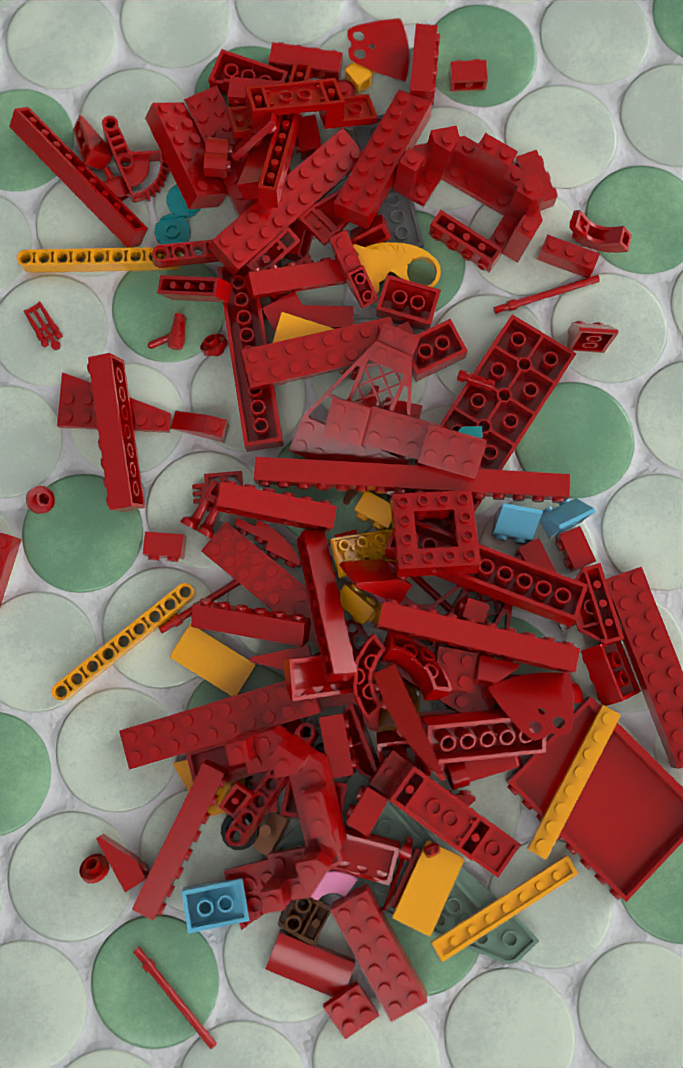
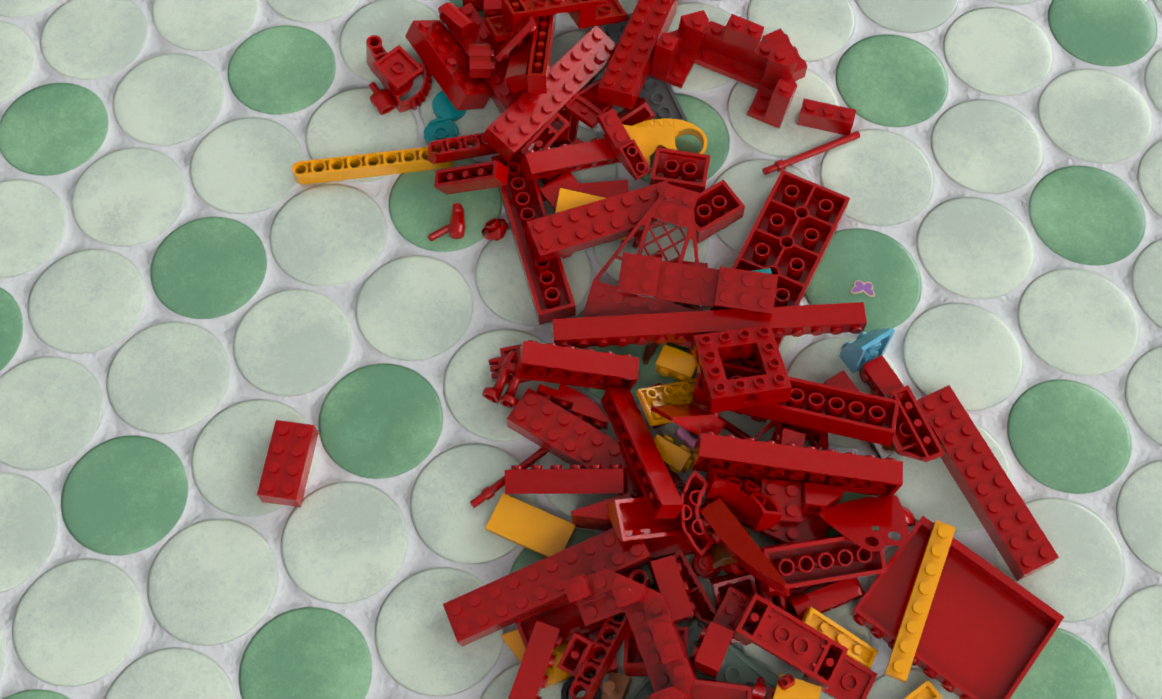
camera: 10 degrees left, 15 degrees down
(40, 499) = (335, 390): red plate -> none
(55, 345) = (335, 246): red piece -> none
(77, 410) = (385, 300): red wing -> none
(78, 177) = (345, 94): red brick -> none
(90, 144) = (354, 65): red slope -> none
(115, 433) = (409, 317): red brick -> none
(115, 643) = (432, 527): light orange beam -> none
(132, 155) = (398, 68): none -> red plate
(164, 545) = (467, 421): red brick -> none
(199, 105) = (456, 19): none -> red brick
(201, 425) = (491, 304): red slope -> none
(308, 137) = (563, 38): red brick -> none
(465, 241) = (726, 113): red brick -> none
(475, 380) = (756, 230): red axle -> none
(489, 807) = (857, 648): none -> light orange tile
(515, 523) = (818, 356): medium azure slope -> none
(571, 446) = (860, 286): none -> medium lavender sticker
(590, 337) = (861, 183): red slope -> none
(599, 237) = (857, 98): red arch -> none
(610, 672) = (937, 491): red slope -> none

